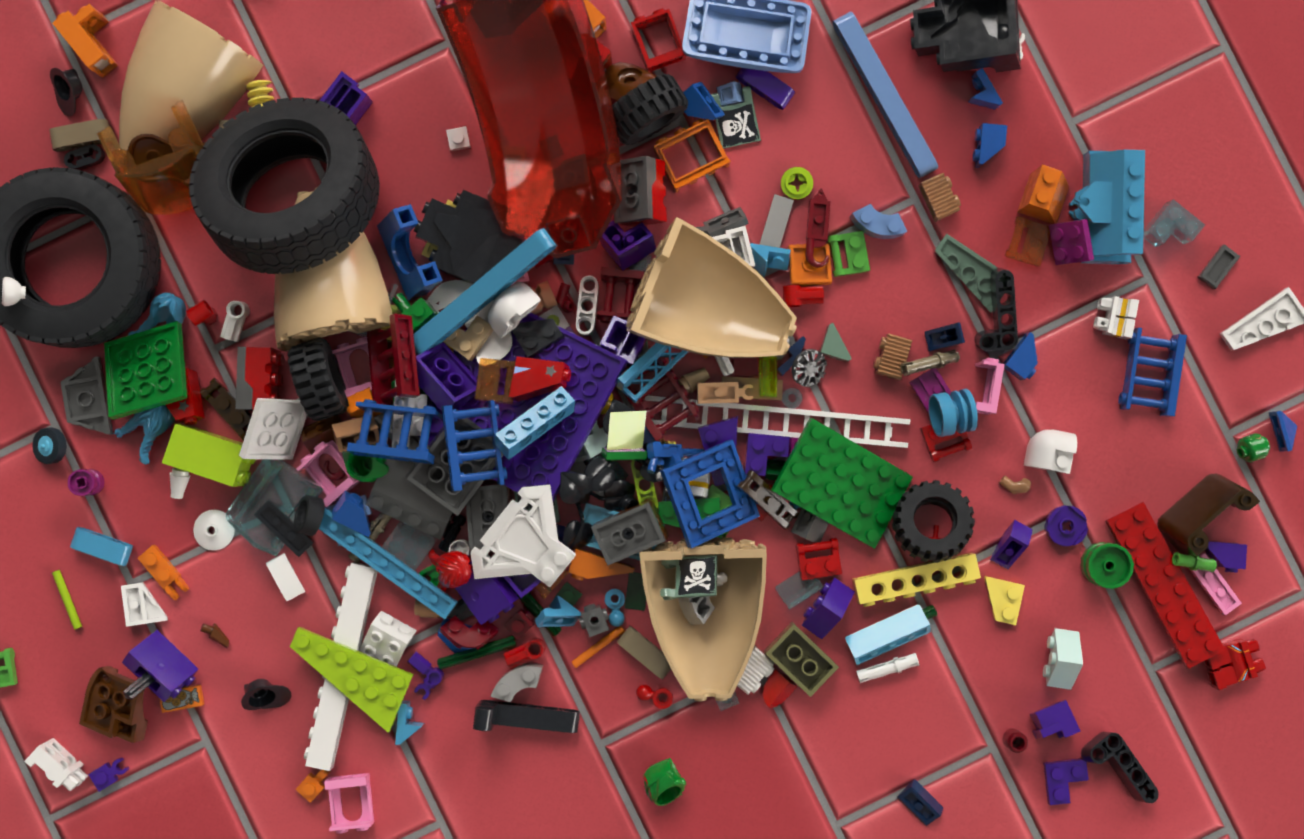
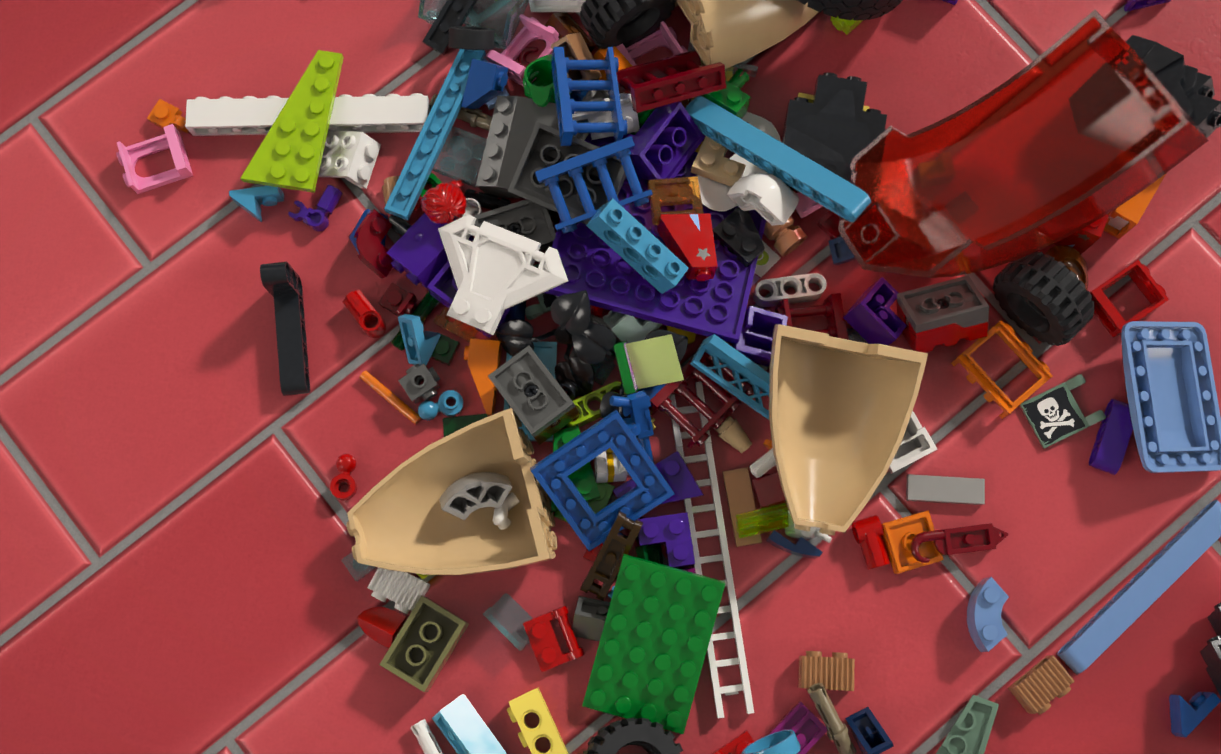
camera: 75 degrees right, 10 degrees down
(264, 695) = (259, 40): black piece -> none
(285, 577) = (396, 32): white slope -> none
(395, 233) = (772, 90): blue arch -> none
(458, 138) = (941, 104): white plate -> none
(471, 654) = (355, 263): dark green axle -> none
(517, 679) = (328, 307): light grey brick -> none
(563, 300) = (789, 262): dark red arm -> none
(644, 652) = (395, 449): dark tan beam -> none
(663, 782) = (240, 510): green piece -> none
(694, 577) = (496, 484): flag -> none
(701, 103) = (1069, 363): blue slope -> none
(721, 392) = (727, 469): light nougat plate -> none
(726, 221) = (938, 432): dark grey plate -> none
(730, 93) = (1089, 398): light blue slope -> none
(770, 257) = (906, 490): dark azure slope -> none
(796, 393) = (742, 550): clear light blue plate -> none
(803, 176) = (1009, 492): lime gear -> none
(809, 367) = (785, 569): dark grey wheel -> none
(828, 608) = (495, 662): dark purple brick -> none
(833, 346) = (819, 594): sand green slope -> none
(855, 253) = (940, 596): bright green plate -> none
(990, 140) = (1131, 734): blue slope -> none

